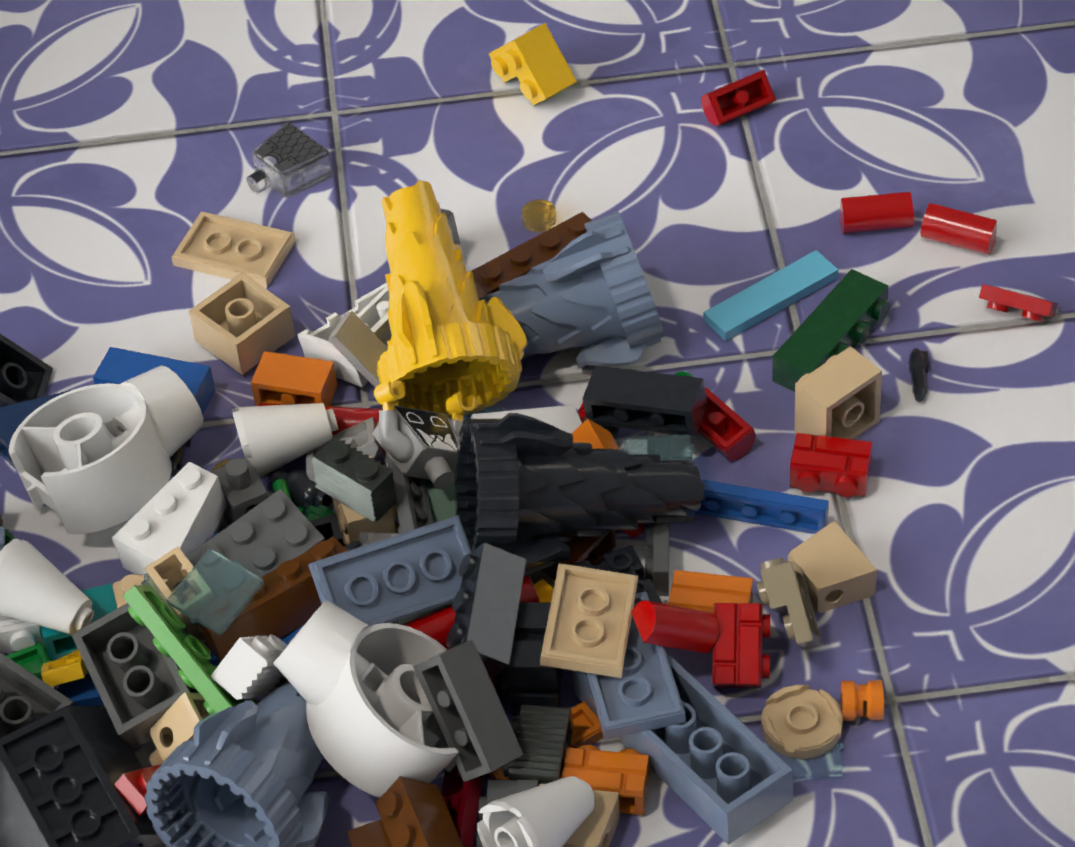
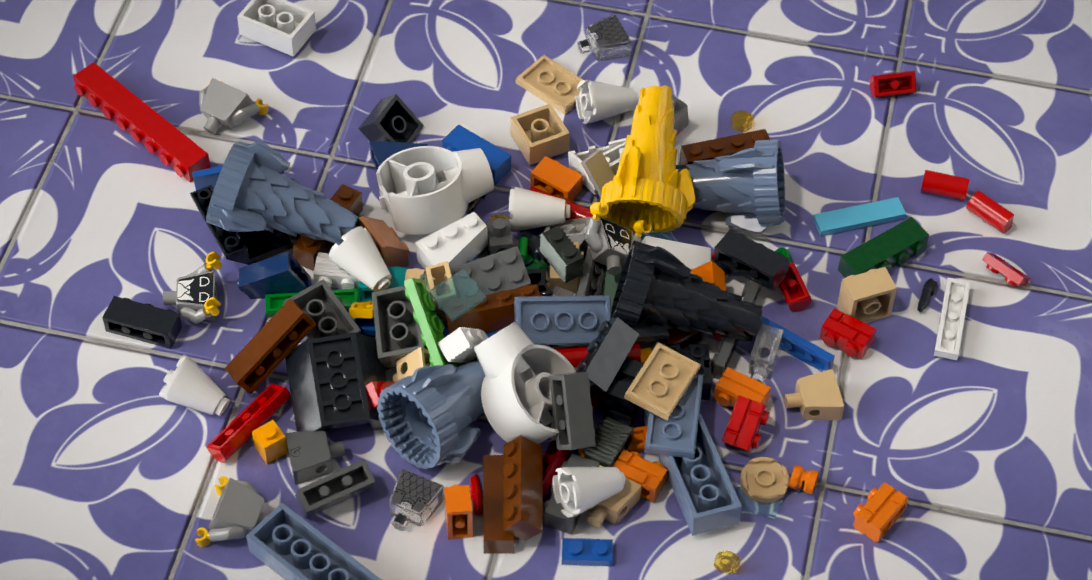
camera: 15 degrees right, 5 degrees up
(79, 564) = (386, 240): none -> nougat slope
(319, 247) = (603, 100): none -> white cone
(536, 64) = (777, 22): yellow brick -> none
(669, 447) = (750, 292): clear light blue piece -> none
(676, 626) = (710, 401): red brick -> none
(722, 530) = (765, 353): none -> clear torso
(786, 592) = (786, 402): dark tan plate -> none
(973, 395) = (952, 319): none -> white plate
(998, 709) = (880, 511): none -> orange brick

